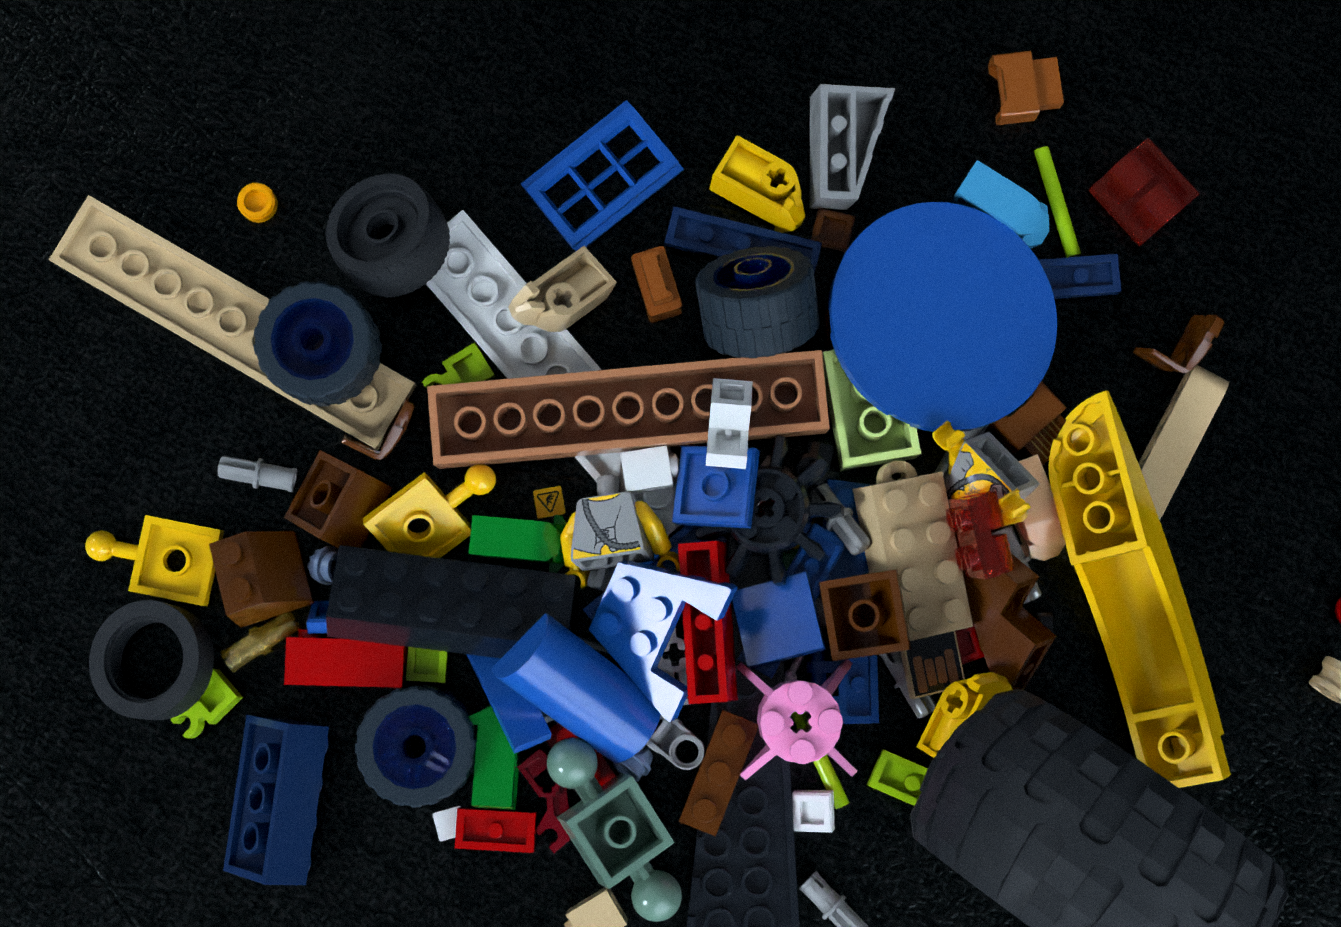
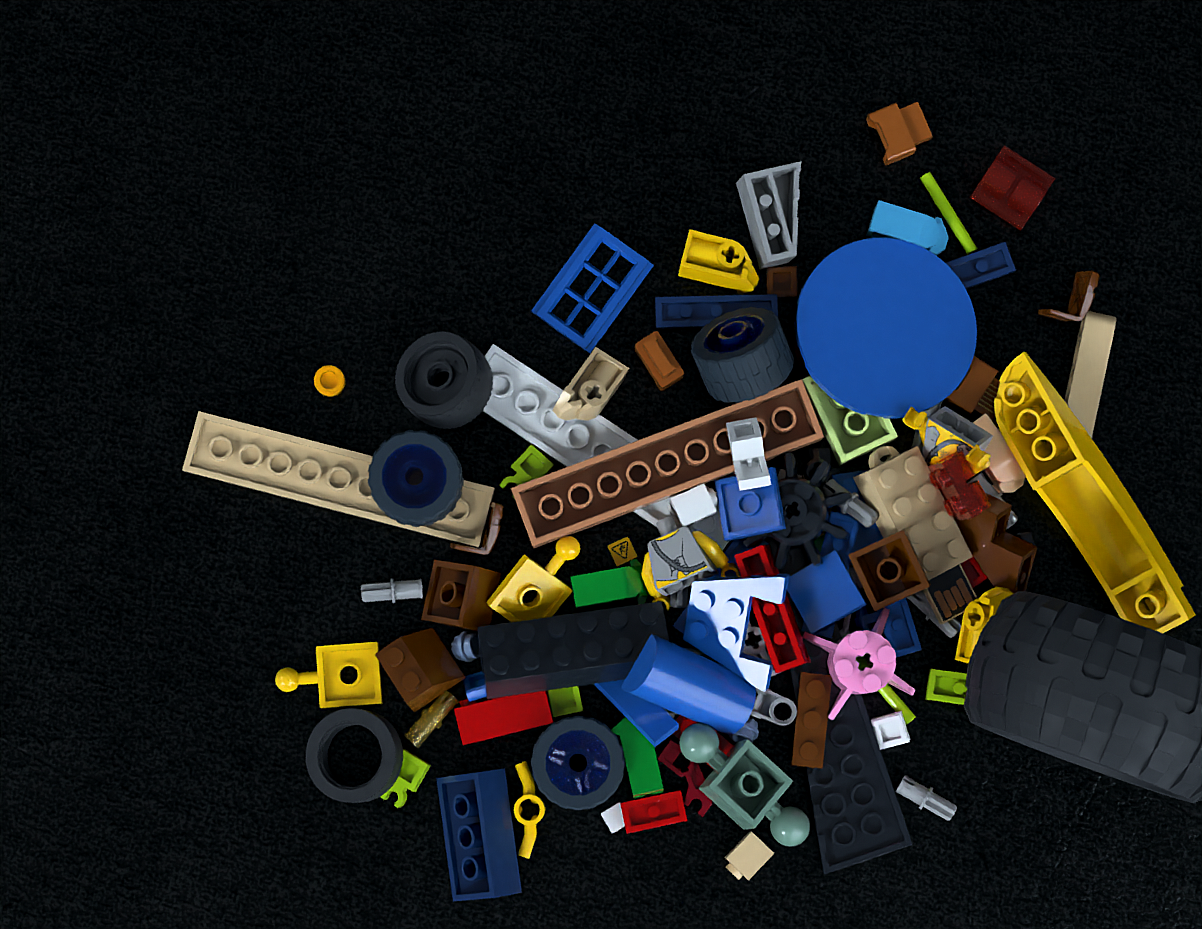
camera: 20 degrees left, 0 degrees up
(340, 802) = (529, 825): none -> yellow piece

